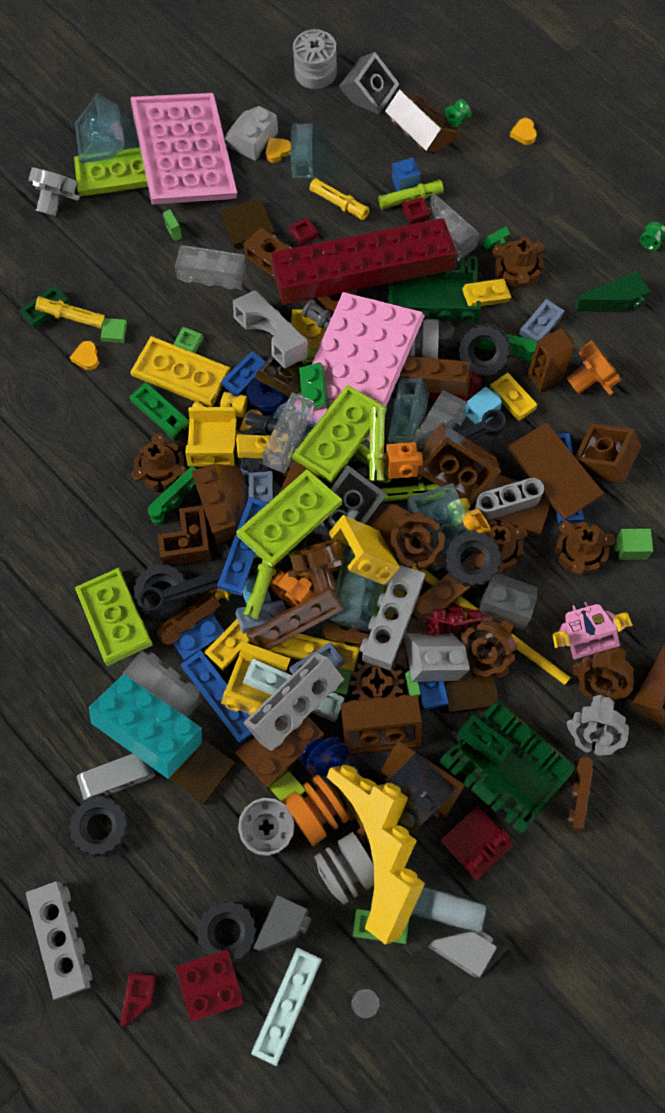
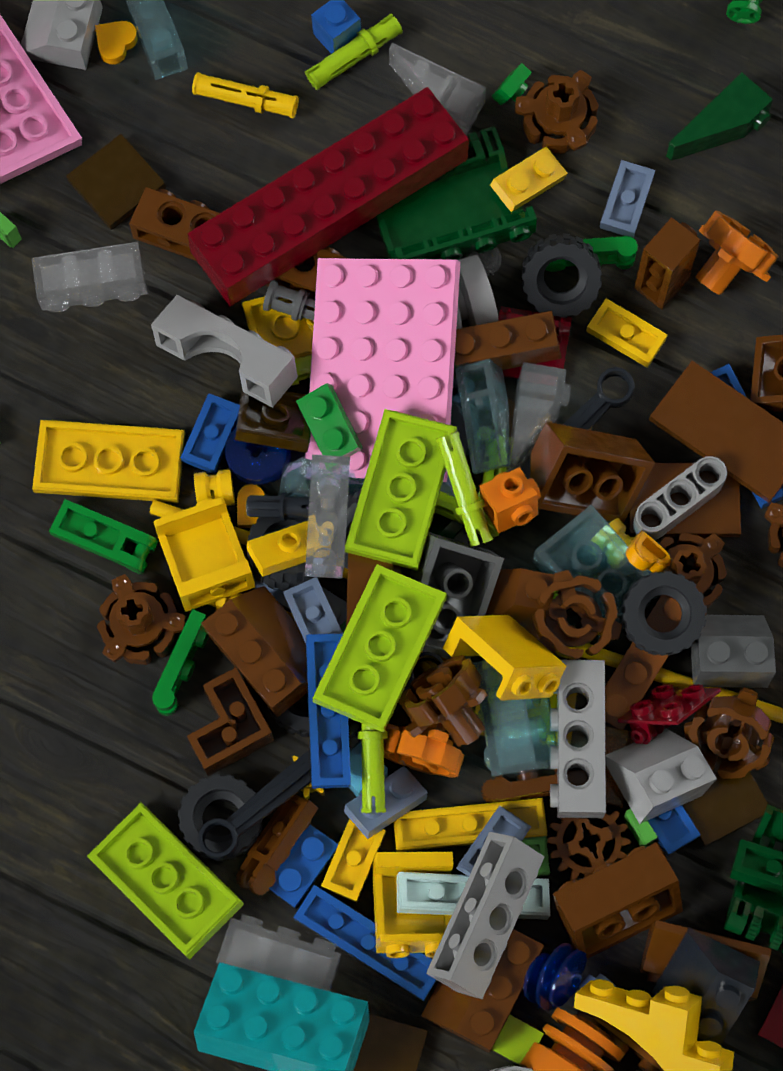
camera: 20 degrees left, 5 degrees up
(189, 340) = (101, 406): bright green tile -> none
(296, 619) = (441, 794): reddish brown tile -> none
(303, 231) = (209, 167): dark red tile -> none
(416, 211) = (372, 77): dark red plate -> none
(421, 487) = (529, 535): lime pin -> none
(481, 403) = (588, 362): medium azure brick -> none

